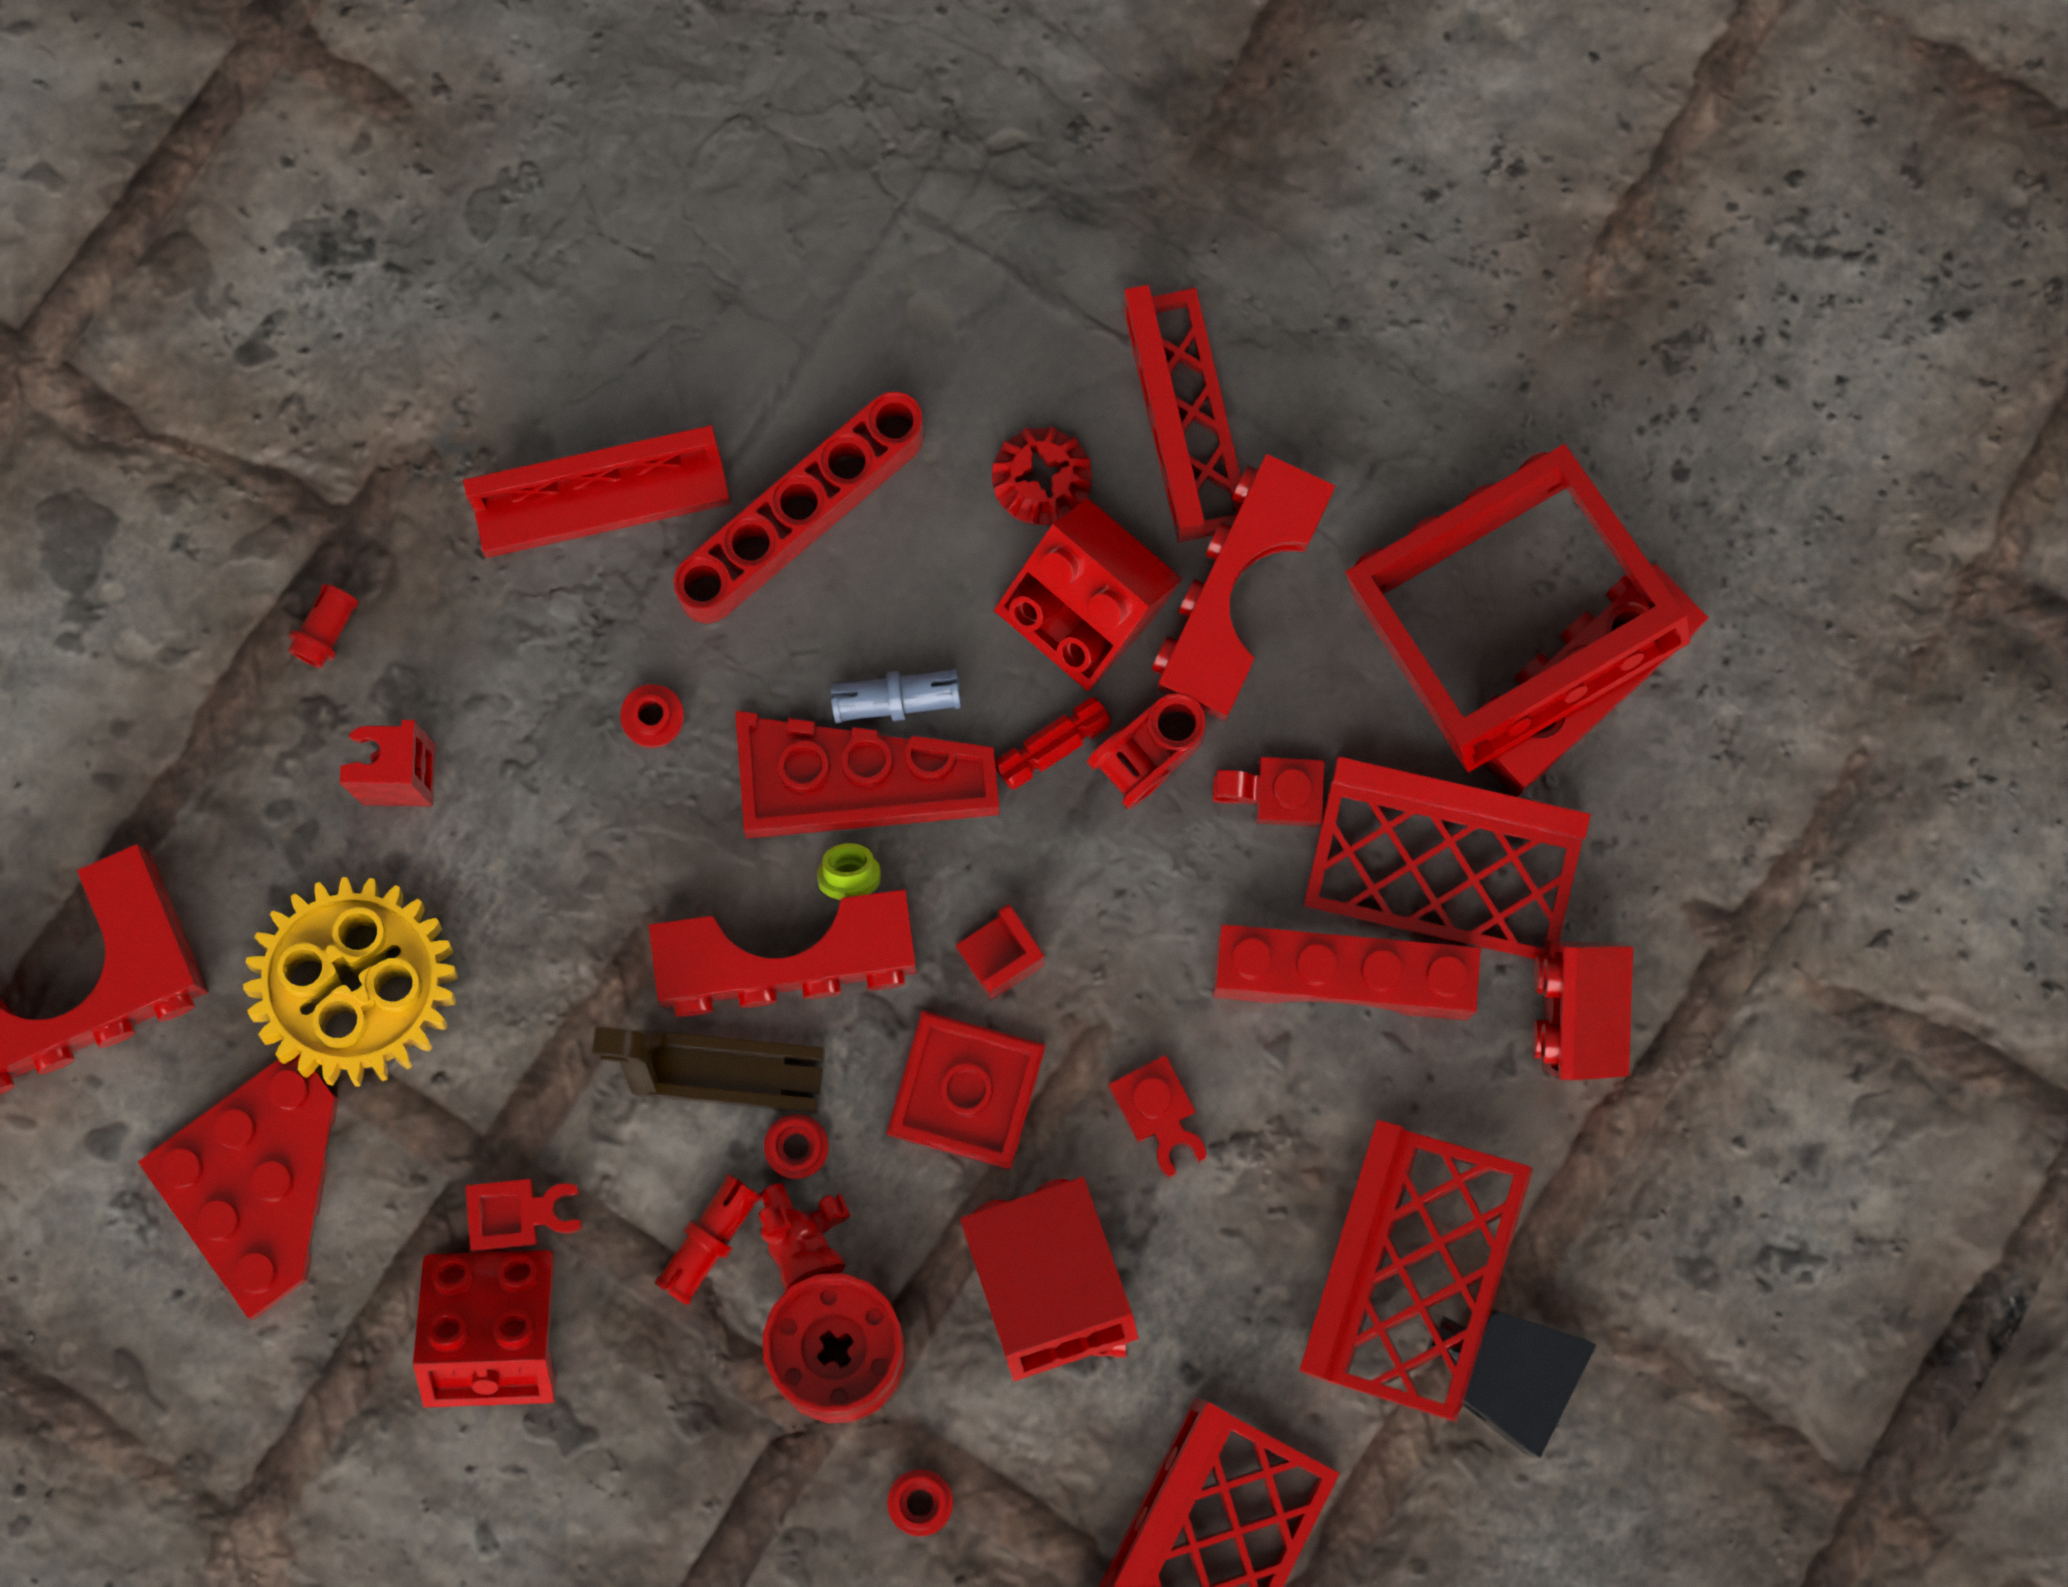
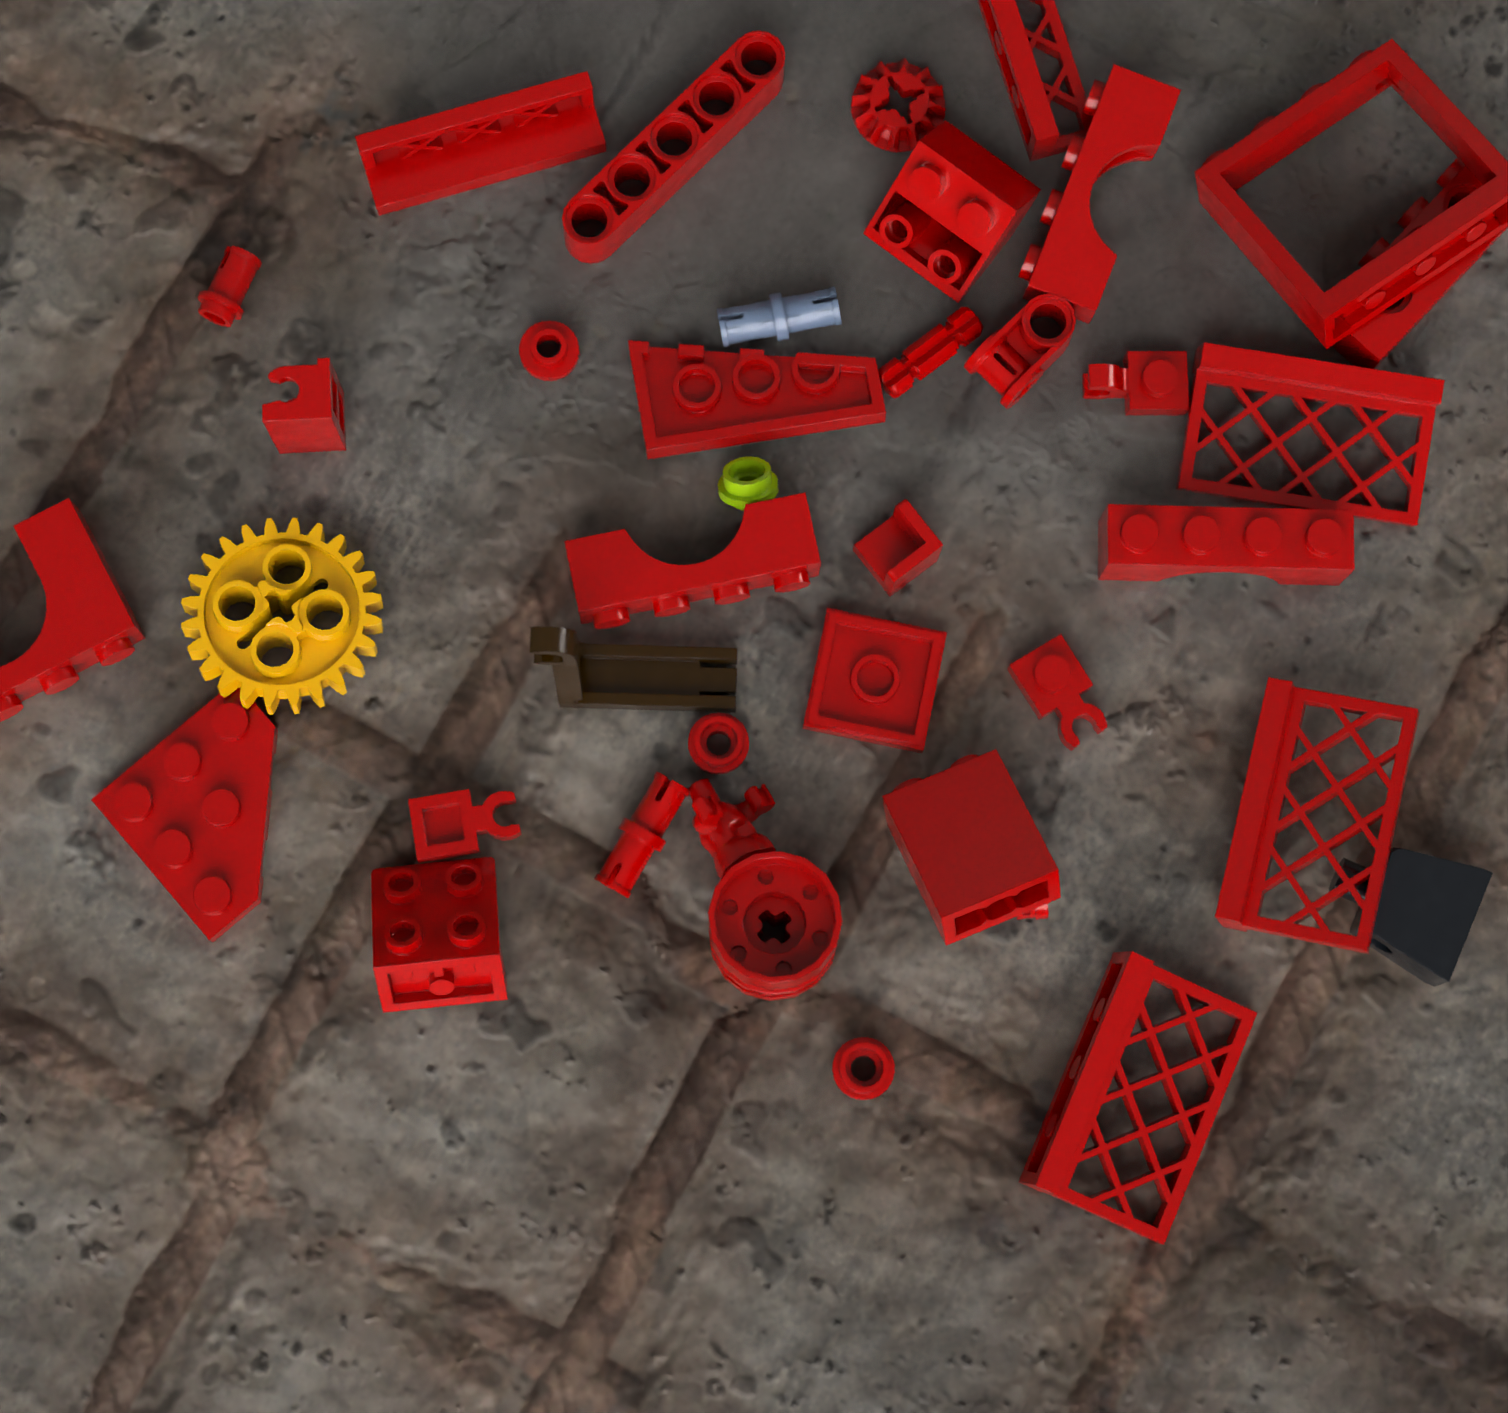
camera: 10 degrees left, 0 degrees up
(1584, 1009) = (1452, 561): red slope -> none

